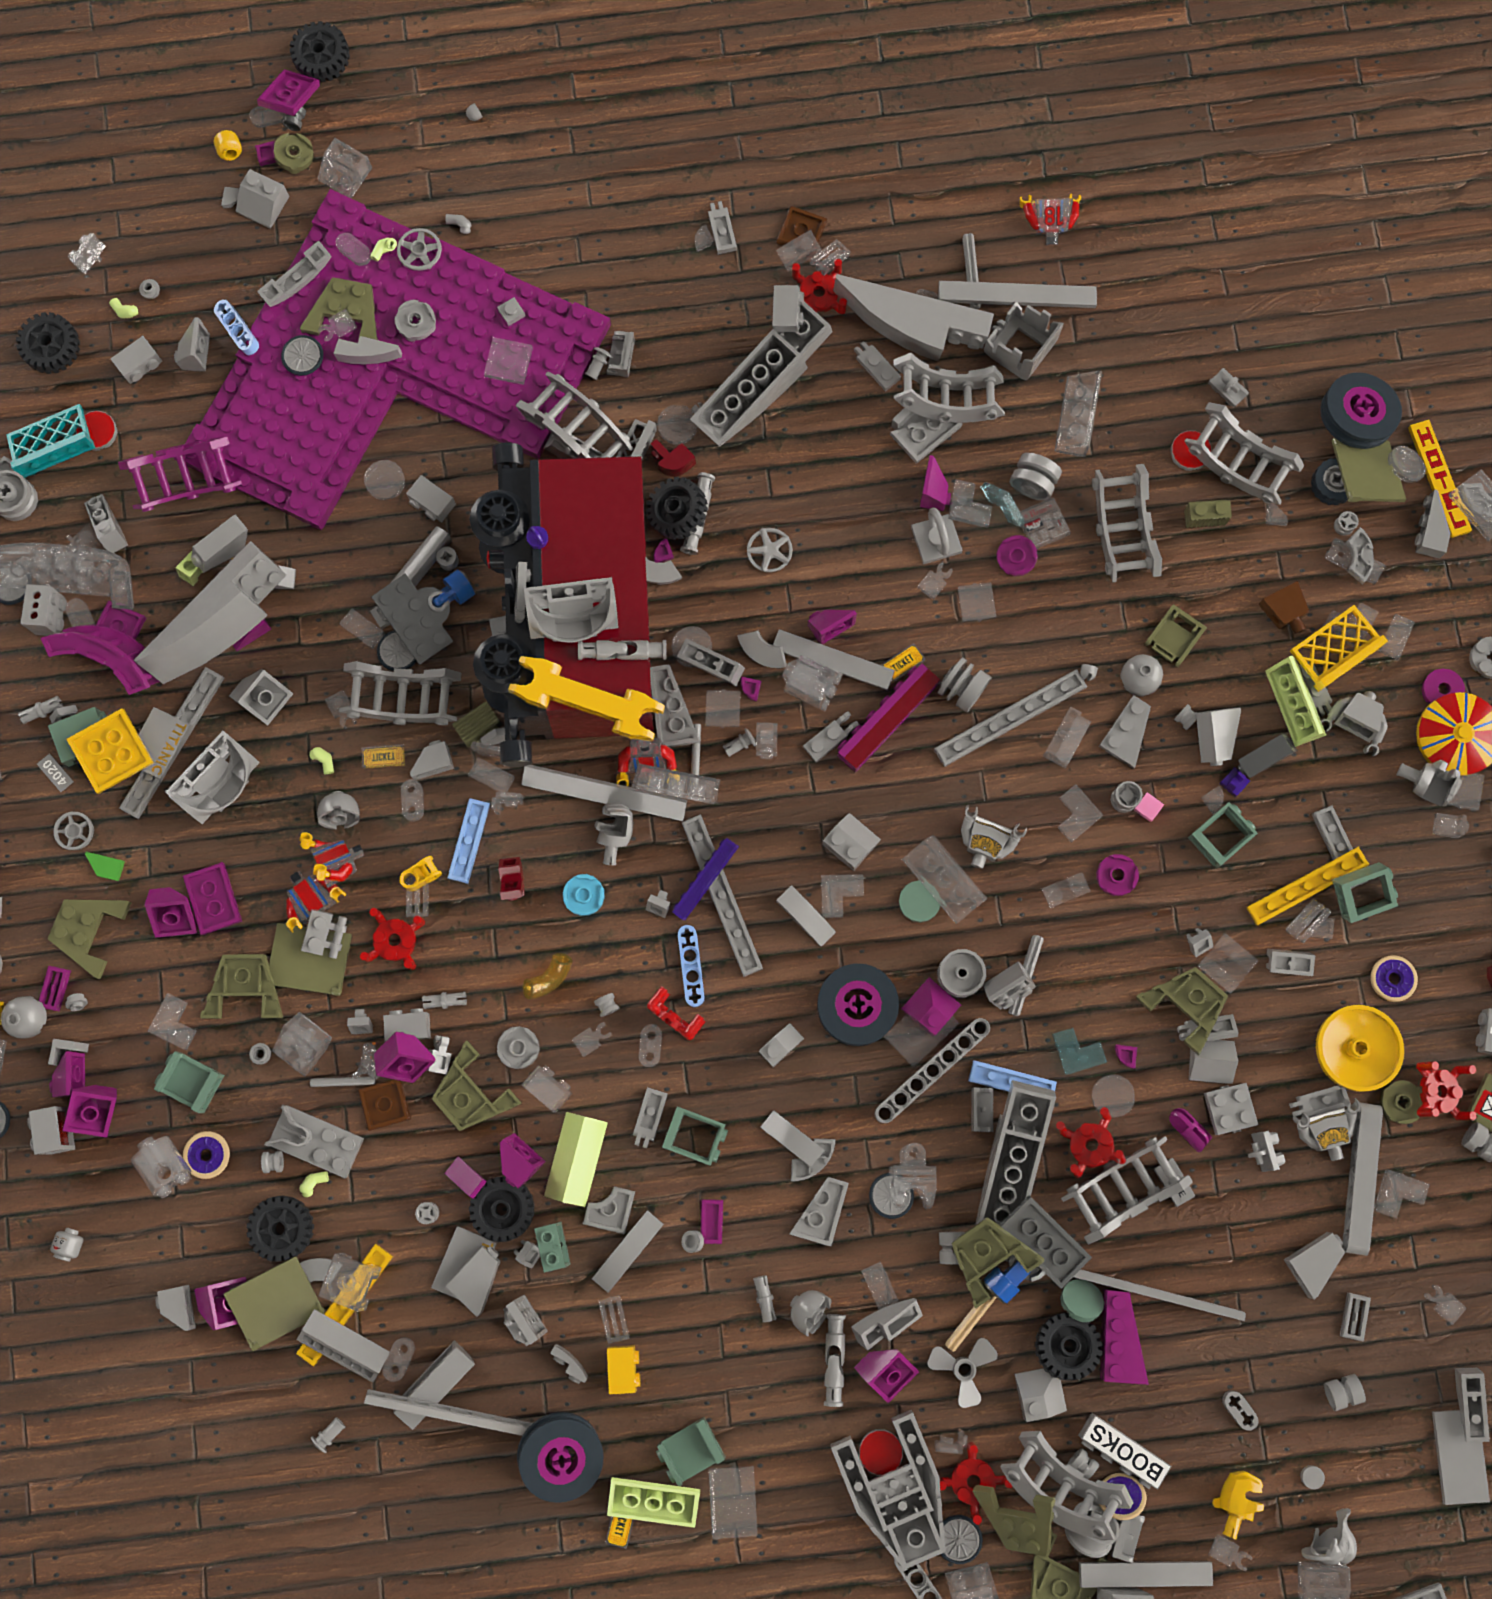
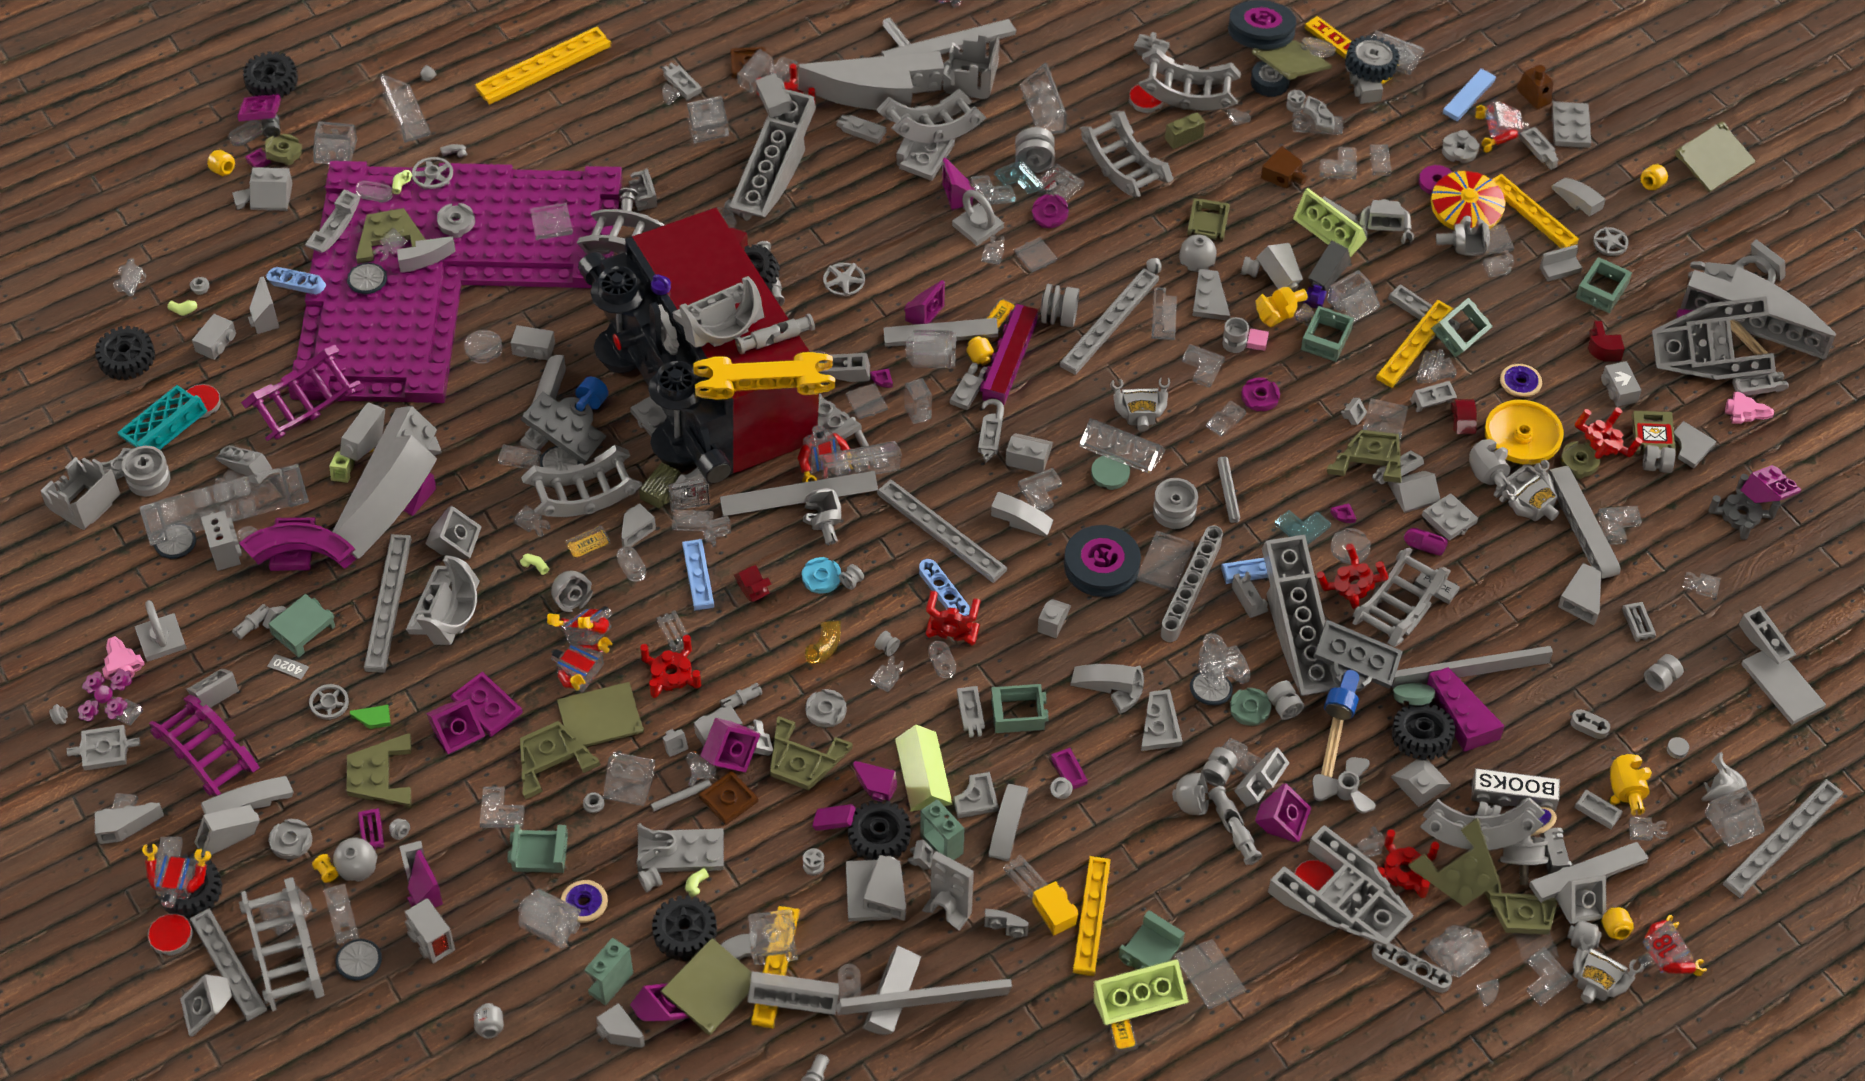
camera: 30 degrees left, 25 degrees down
(90, 1110) = (461, 898): magenta slope -> none
(110, 751) = (339, 617): yellow plate -> none
(162, 738) = (377, 603): light grey tile -> none
(186, 1251) = (611, 970): none -> sand green panel
(317, 933) = (600, 685): light grey plate -> none
(421, 874) = (670, 608): yellow piece -> none
(431, 149) = (404, 109): none -> clear slope
(449, 563) = (569, 379): light grey wheel -> none
(511, 311) = (535, 187): light grey plate -> none
(547, 1088) = (869, 725): clear piece -> none
(552, 1435) = (1041, 1012): black wheel -> none
(592, 149) = (543, 65): none -> yellow plate
(610, 911) = (851, 576): none -> light grey wheel
(654, 1389) = (1091, 916): none -> yellow tile
(658, 905) = (891, 554): light grey tile -> none
(705, 878) = (921, 519): dark purple piece -> none
(721, 294) = (707, 119): none -> clear slope
(739, 743) = (897, 414): light grey pin -> none
(761, 651) = (876, 347): light grey tile -> none
(764, 1298) = (1148, 805): light grey pin -> none
(825, 800) = (991, 430): none -> light grey plate
(843, 1293) = (1219, 766): none -> light grey wheel
(860, 701) = (980, 350): none -> yellow head
(918, 1233) = (1250, 707): none -> sand green tile
(931, 1007) = (1164, 538): magenta slope -> none
(962, 1539) = (1426, 917): light grey wheel -> none
(985, 1248) = (1310, 678): olive wing -> none
(1009, 986) = (1220, 494): light grey slope -> none
(1189, 781) = (1279, 306): none -> yellow piece
(1194, 1509) = (1598, 809): none -> light grey plate
(1264, 1151) = (1496, 533): light grey hips -> none
(1273, 804) = (1353, 296): none -> clear slope
(1300, 1076) = (1490, 465): none -> light grey piece
(1309, 1000) = (1464, 416): none -> dark red brick
(1350, 660) = (1352, 183): yellow fence -> none
(1454, 511) = (1372, 58): none -> black wheel

